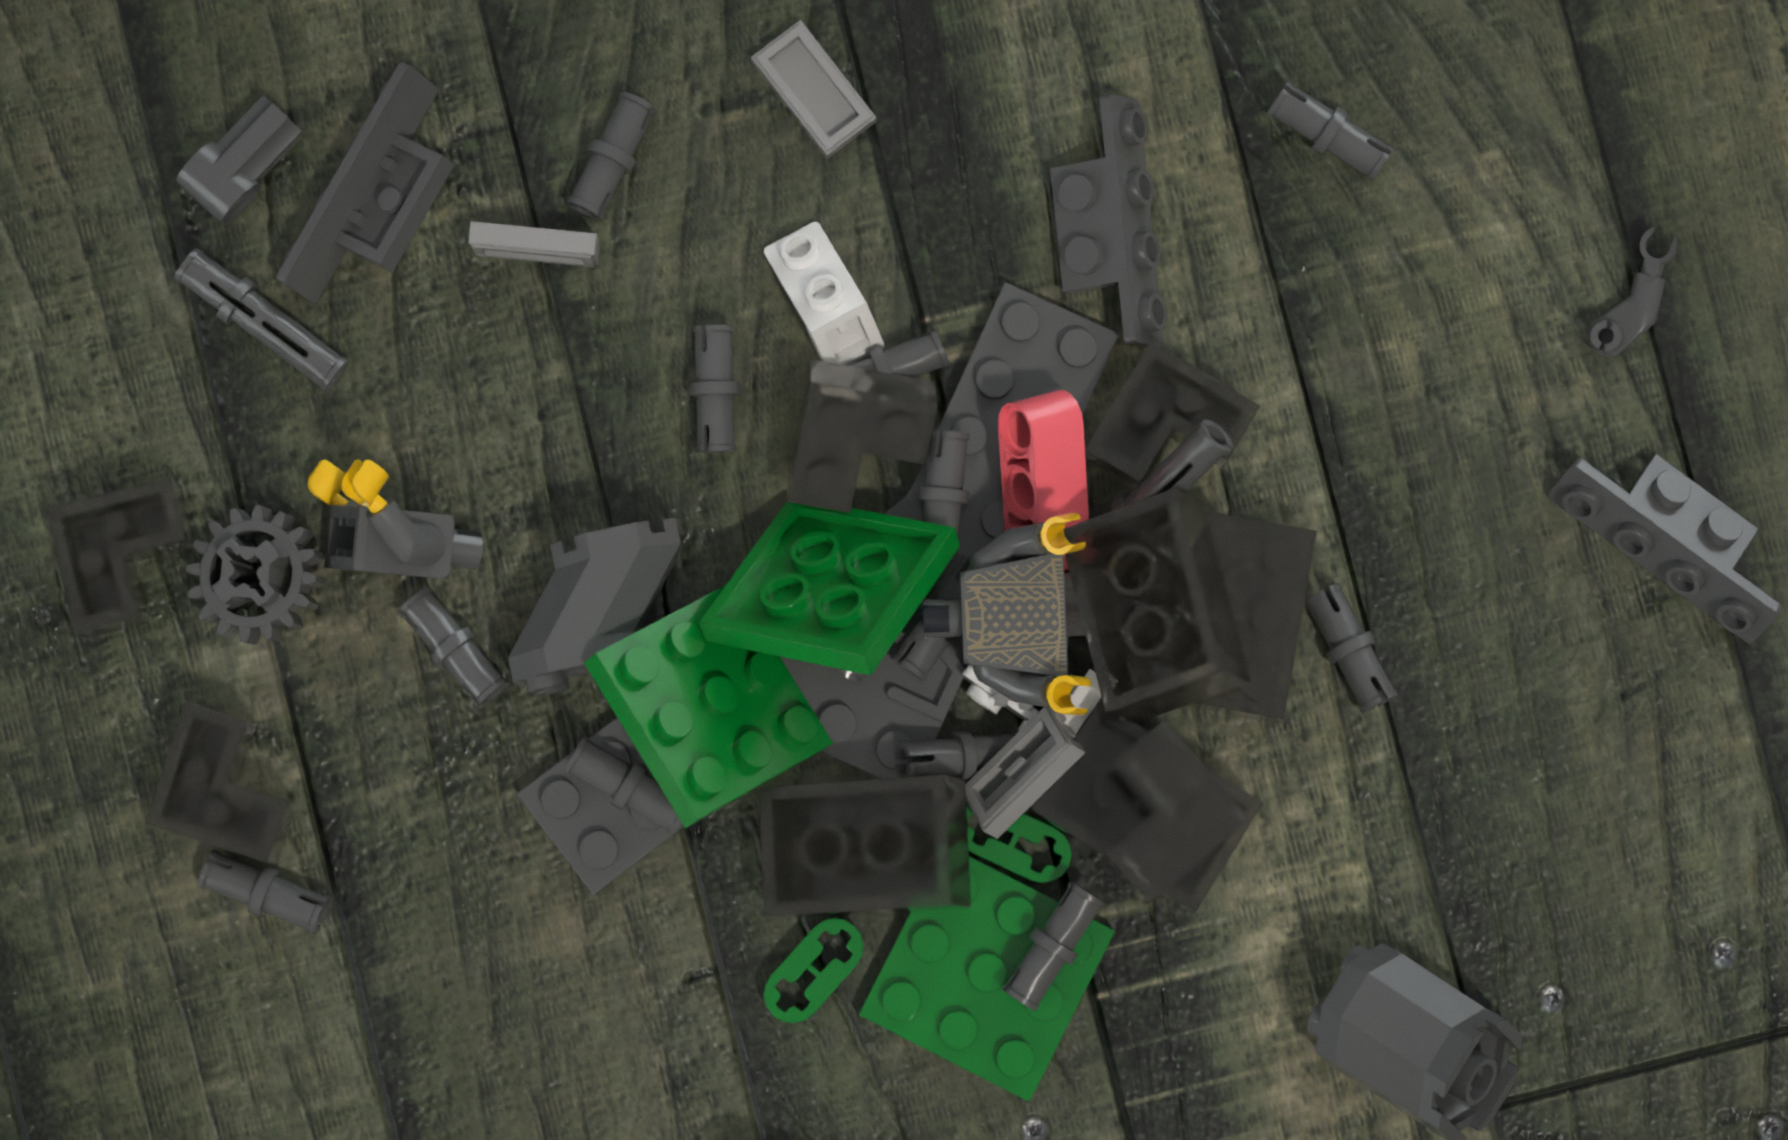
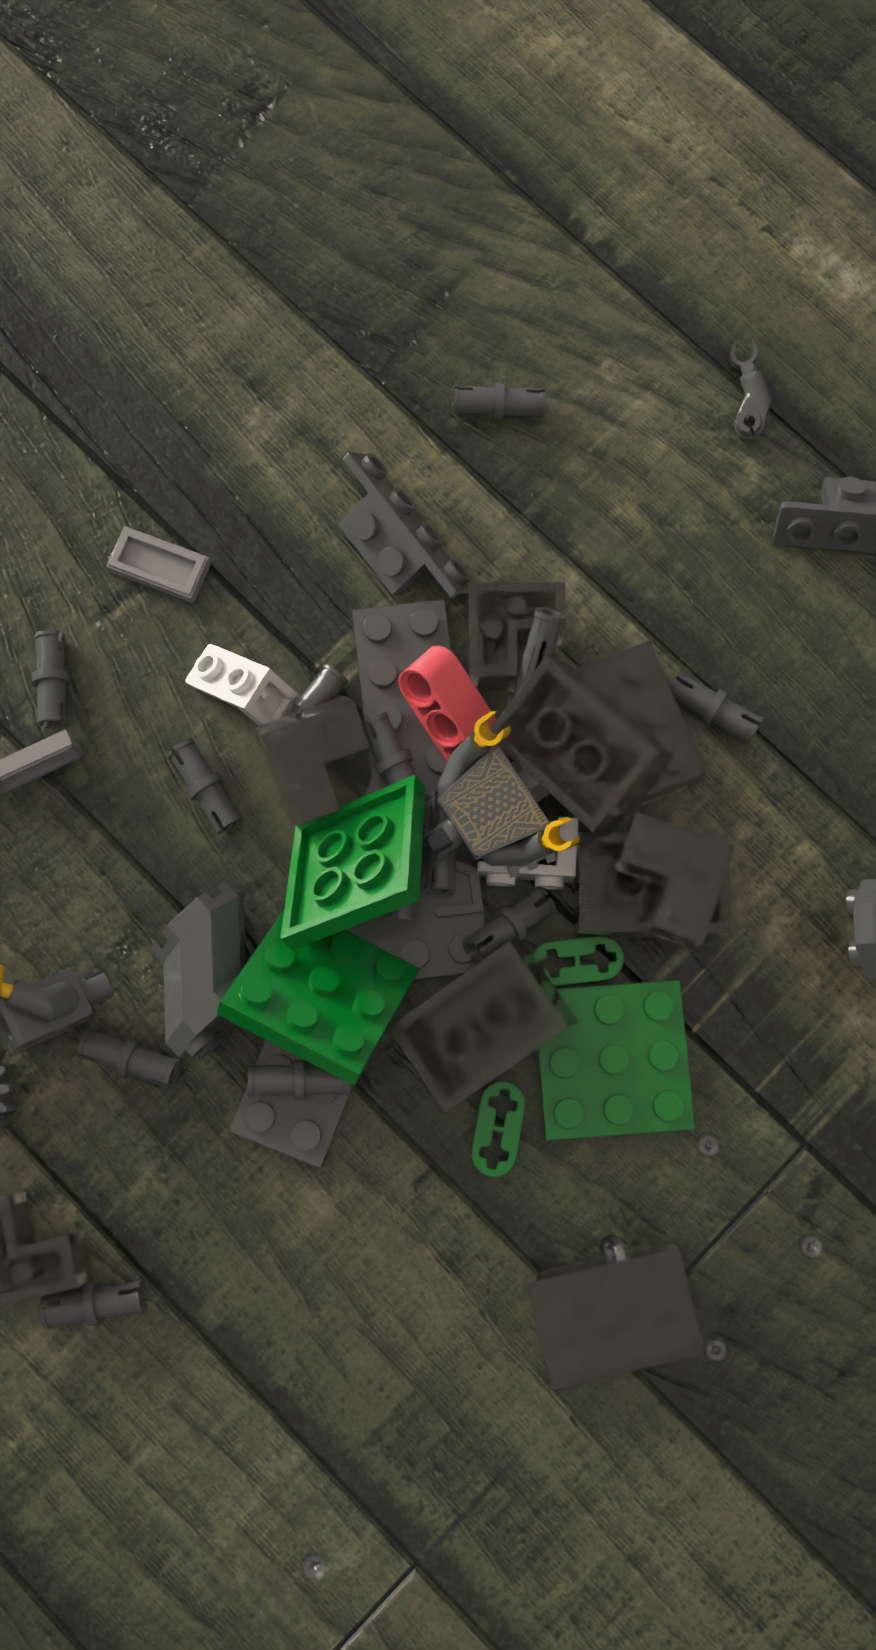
camera: 25 degrees left, 5 degrees down
(1022, 772) = (563, 911): light grey tile -> none
(1053, 946) = (648, 1014): dark grey pin -> none

